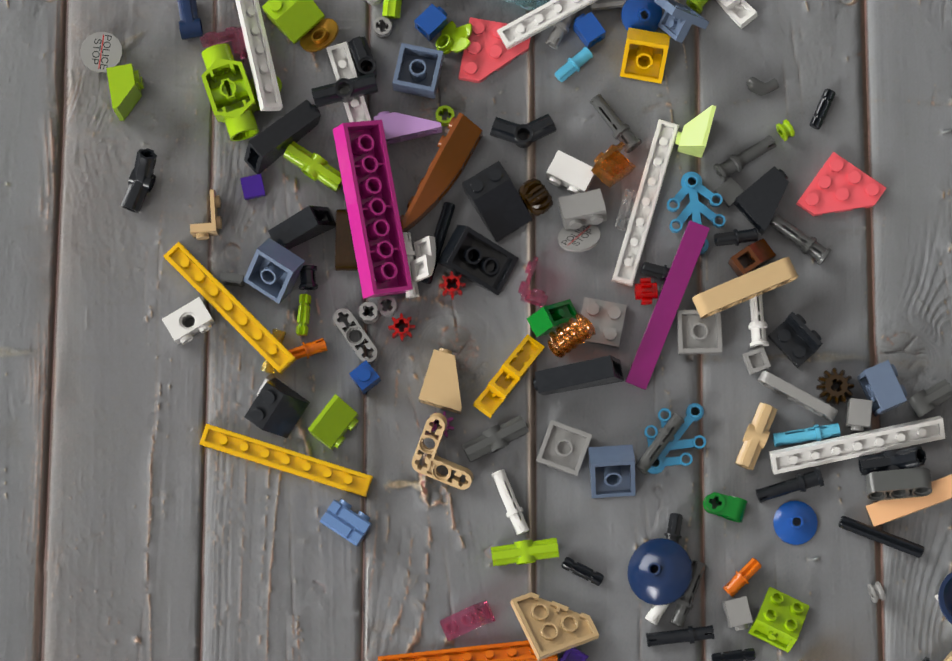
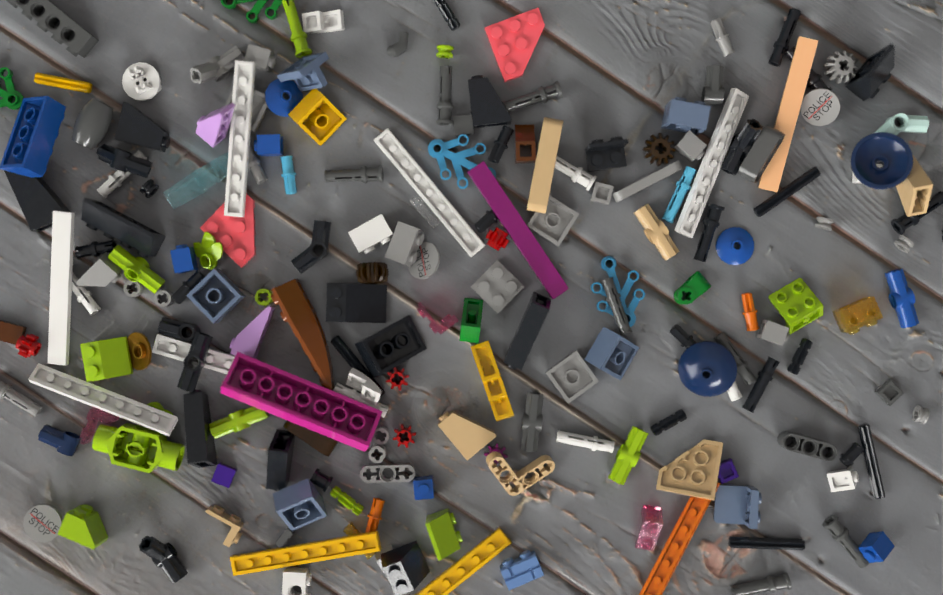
camera: 55 degrees left, 10 degrees up
(397, 39) = (180, 295): none -> black axle
(570, 335) = (494, 317): clear orange piece -> none
(612, 165) = (387, 199): clear orange bracket -> none
(696, 133) = (404, 120): yellowish green slope -> none

